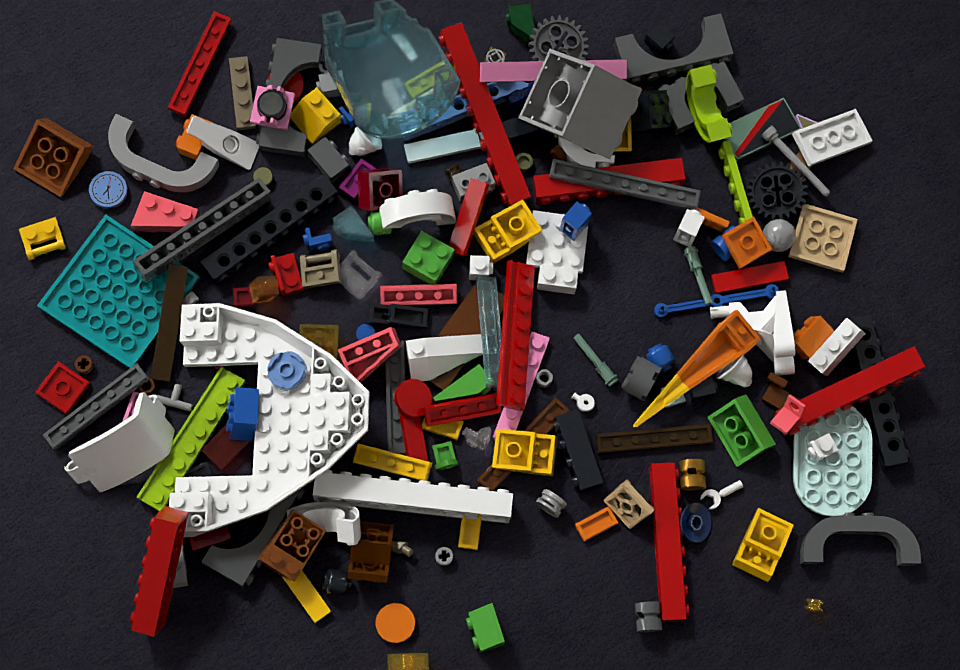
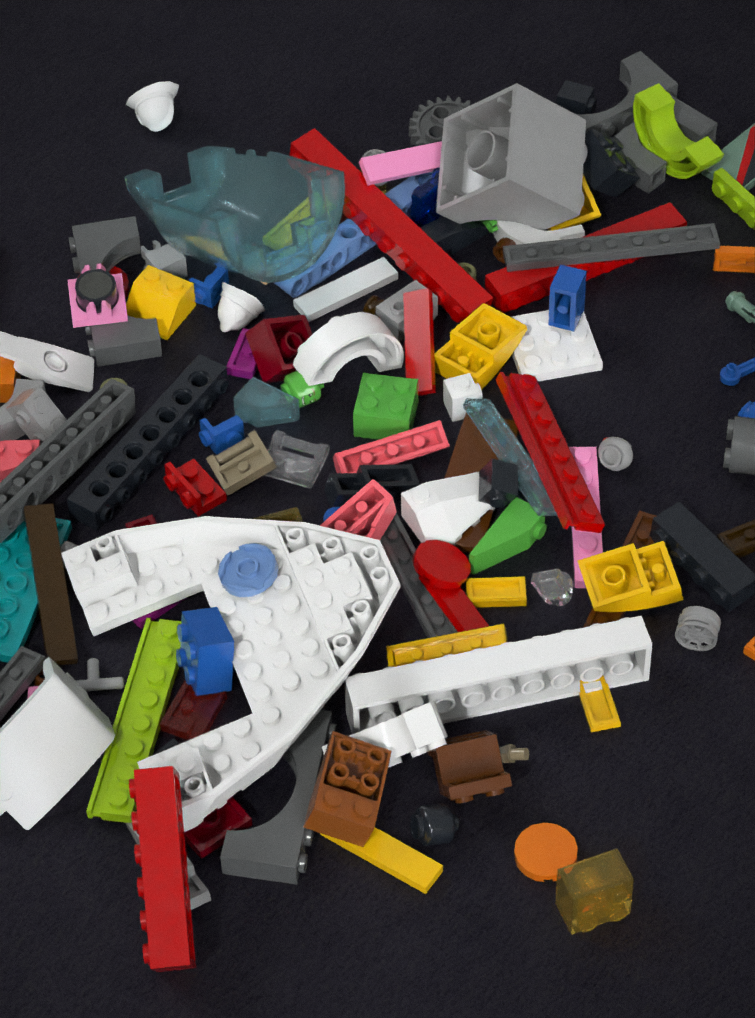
camera: 10 degrees left, 25 degrees down
(203, 190) = (36, 414): none -> light grey brick
(241, 92) = (46, 310): dark tan plate -> none
(264, 289) = (170, 503): clear orange brick -> none
(328, 160) = (192, 337): dark grey brick -> none
(439, 552) = (574, 754): light grey bush -> none
(444, 456) = (518, 624): bright green tile -> none
(461, 409) = (517, 558): red plate -> none
(470, 354) = (498, 483): none -> black brick
(485, 628) = (685, 805): bright green slope -> none
(520, 21) = (387, 131): dark green slope -> none
(544, 372) = (612, 488): light grey axle -> none
(557, 279) = (574, 378): white brick -> none
(558, 347) = (615, 453): none -> light grey animal
(584, 398) = (685, 499): white piece -> none
(604, 371) = (683, 458): sand green pin -> none
(689, 227) = (720, 269): white brick -> none

